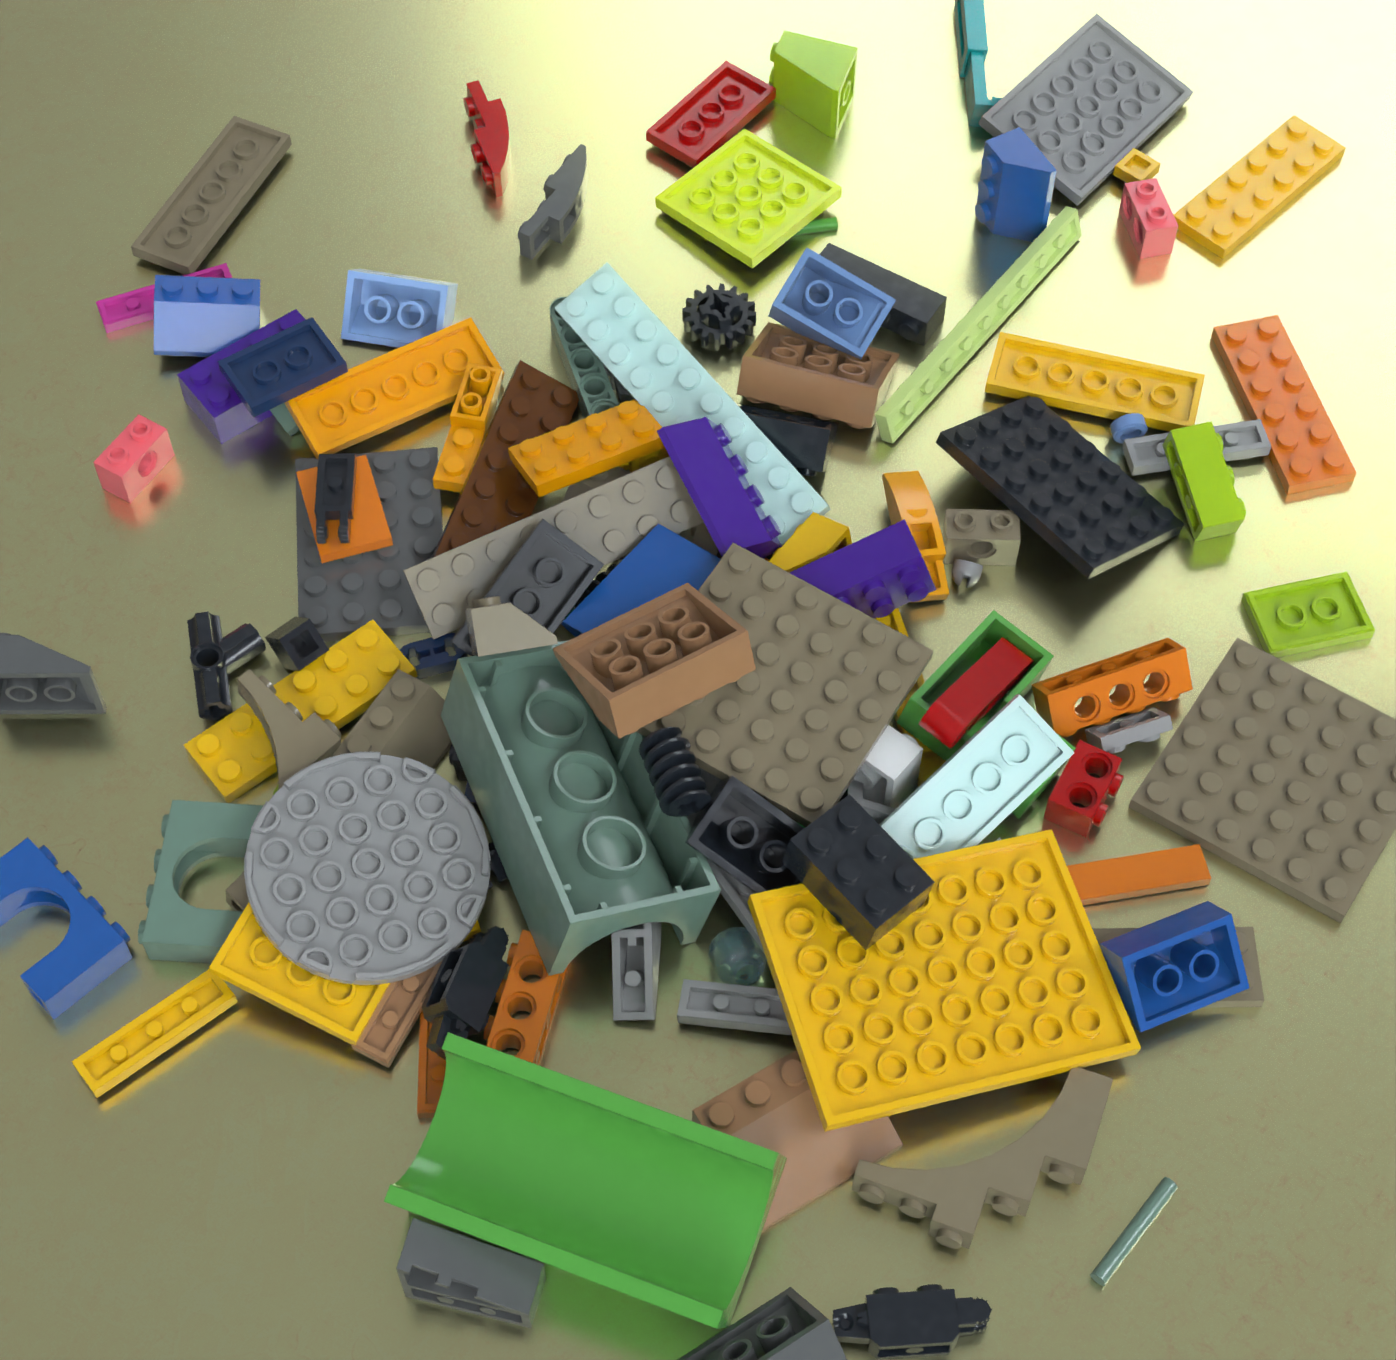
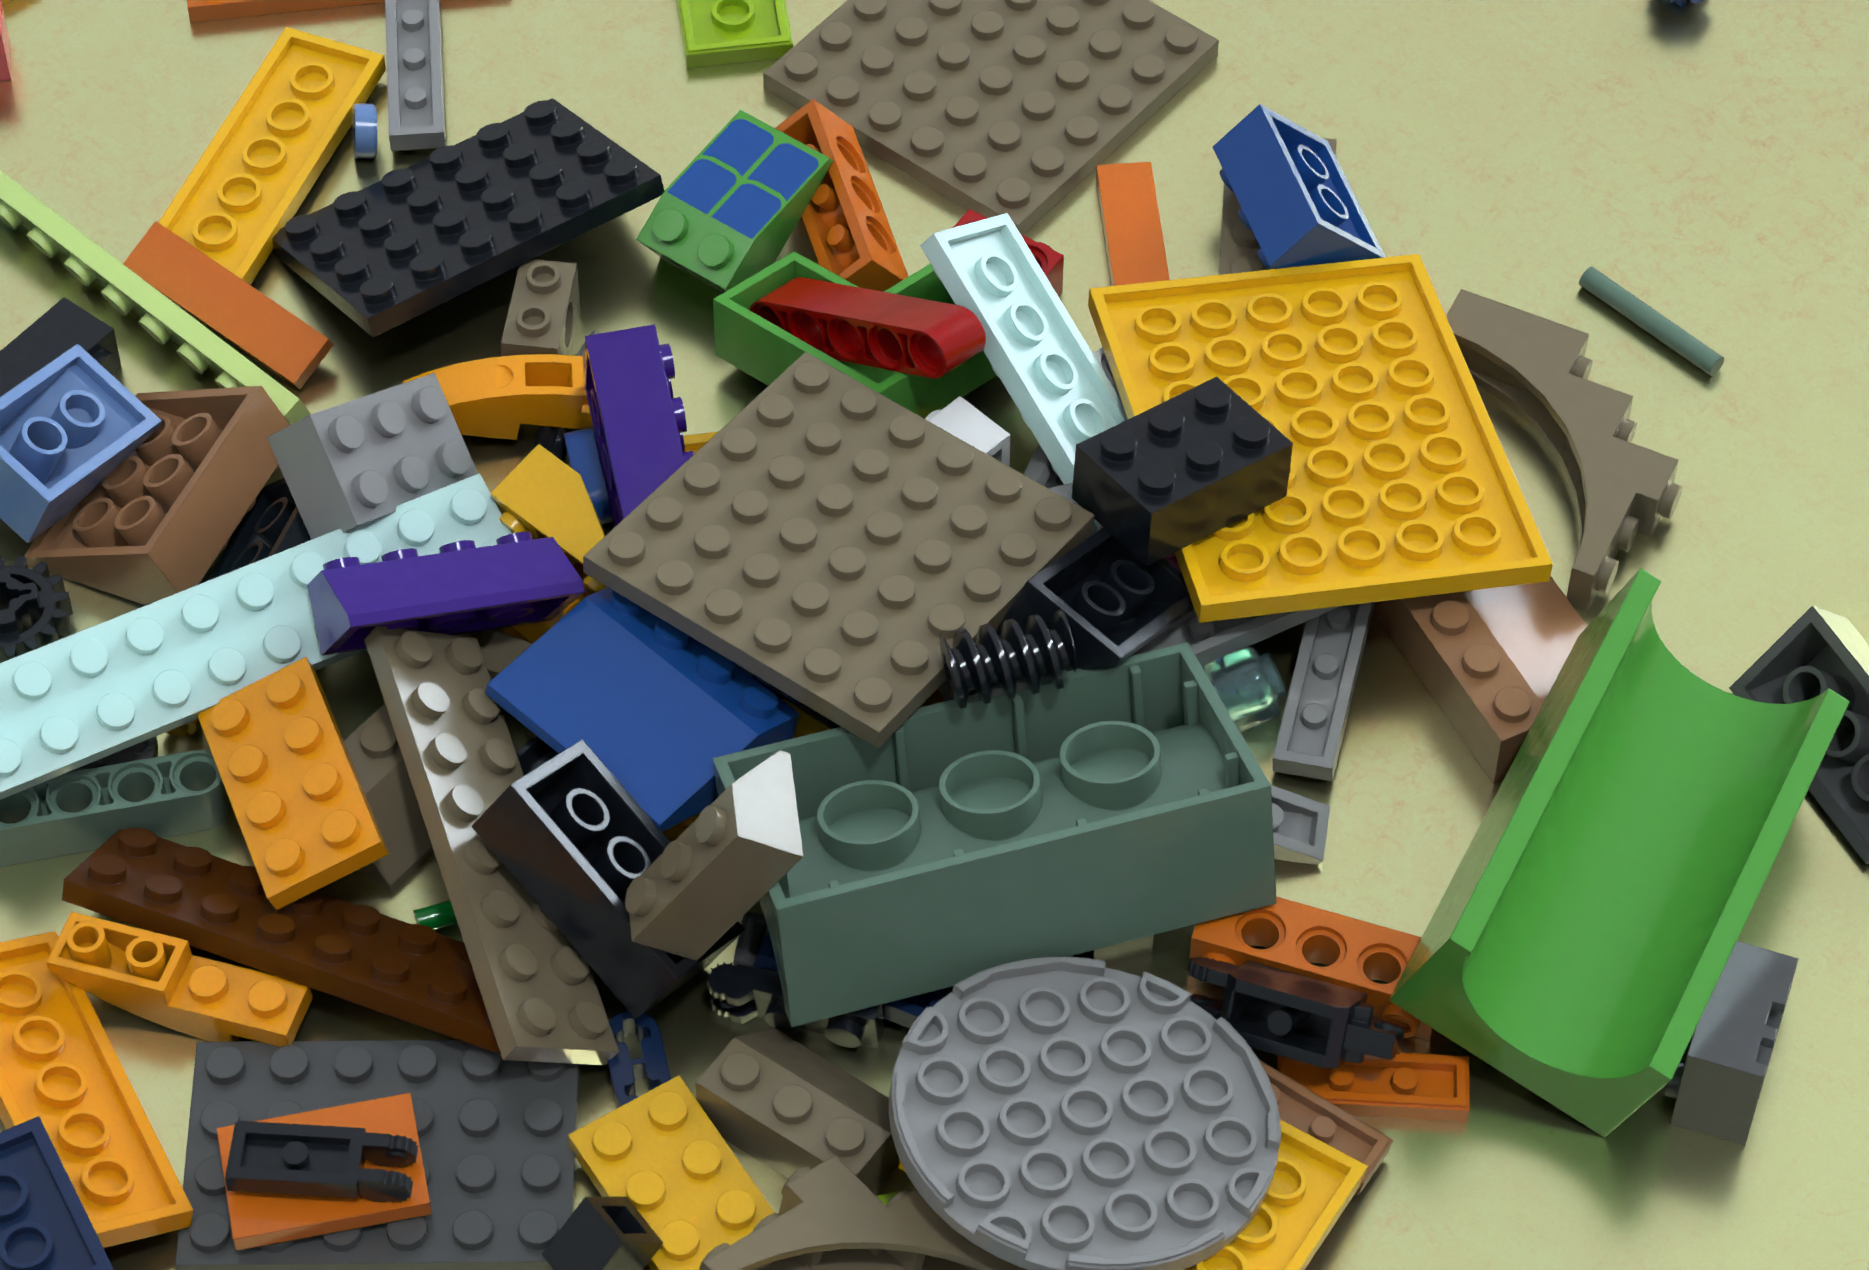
camera: 85 degrees left, 5 degrees down
(656, 659) = (812, 646): medium nougat slope -> none
(830, 451) = (371, 455): none -> light grey brick
(911, 1322) = (1785, 547): black hinge -> none
(966, 378) = (228, 305): none -> orange tile
(1090, 620) = (735, 203): none -> slope
(1140, 727) = (907, 204): light grey plate -> none
(1204, 481) = (495, 53): lime brick -> none

